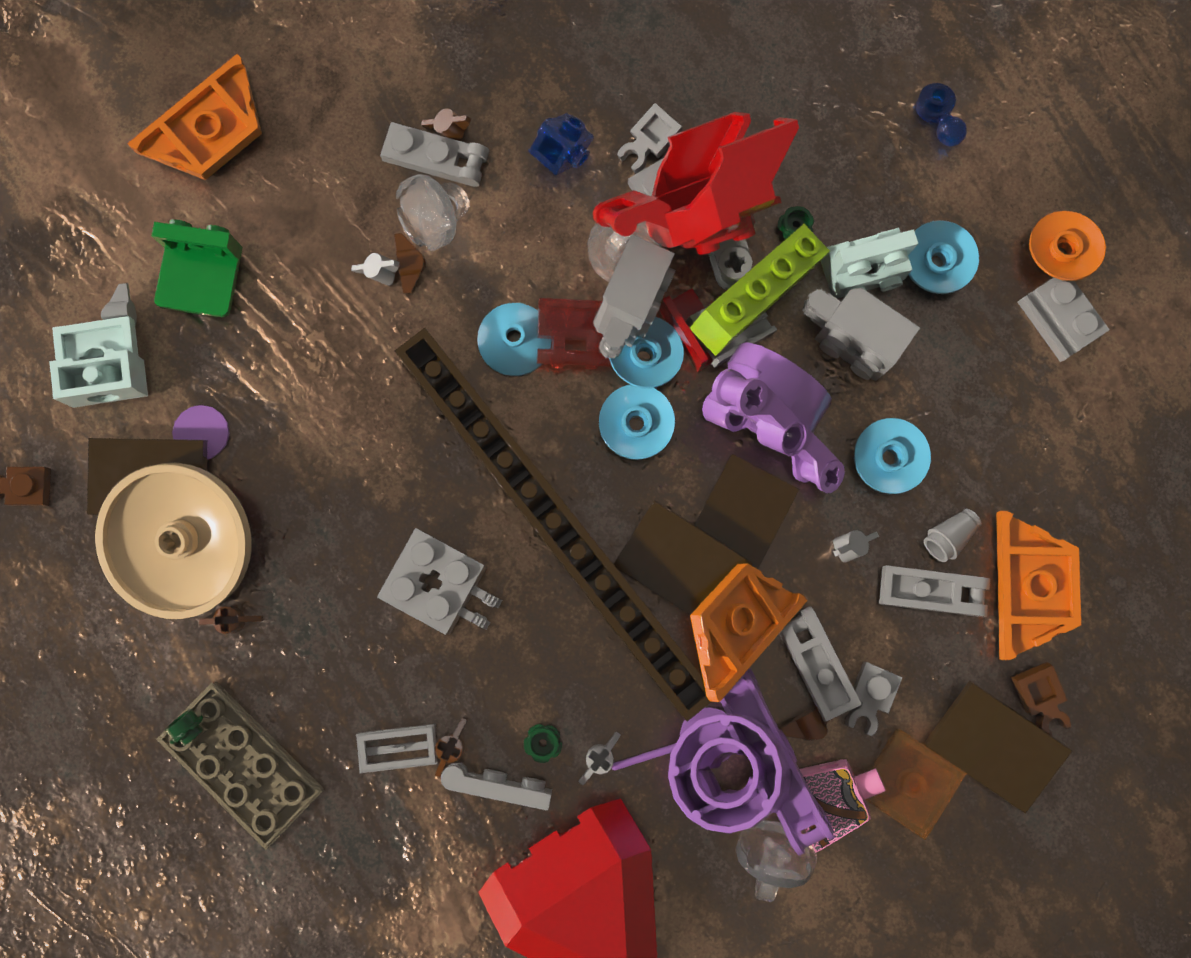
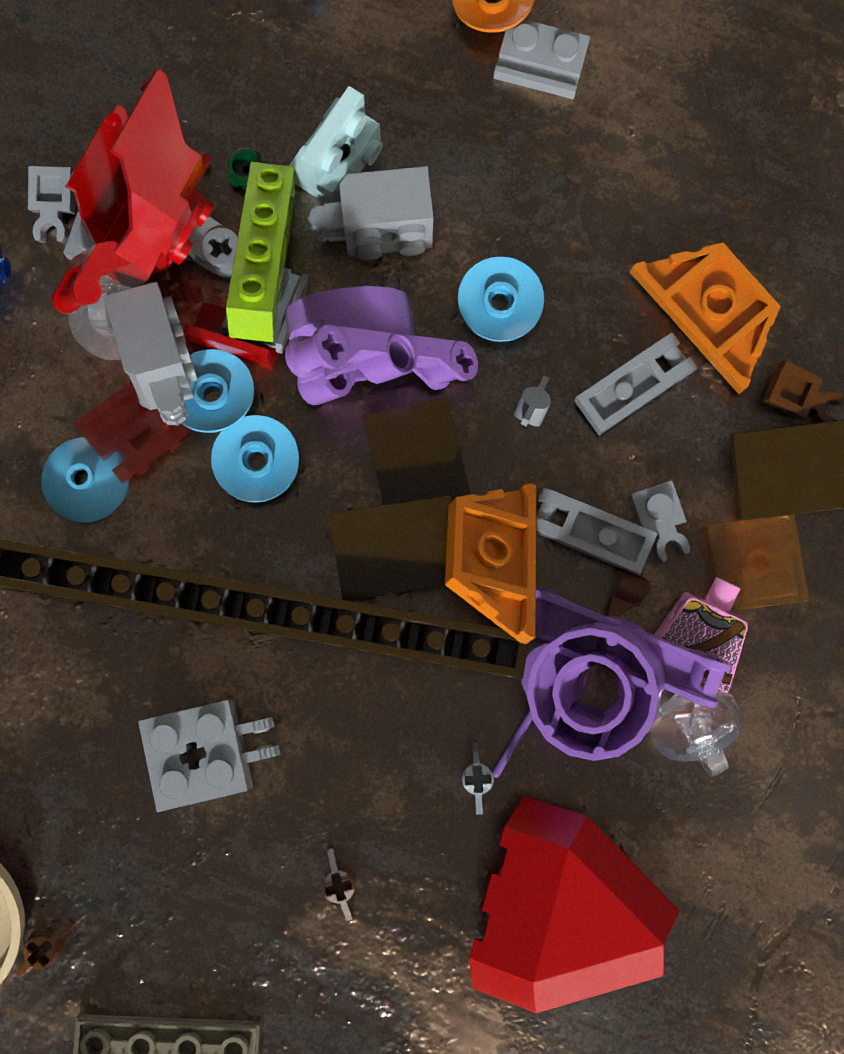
camera: 40 degrees left, 0 degrees up
(429, 744) = (266, 957): light grey tile -> none
(495, 786) = (408, 882): light grey plate -> none
(533, 748) = (410, 819): dark green plate -> none
(952, 535) = (609, 324): light grey cone -> none
(955, 249) = (397, 76): medium azure dish -> none

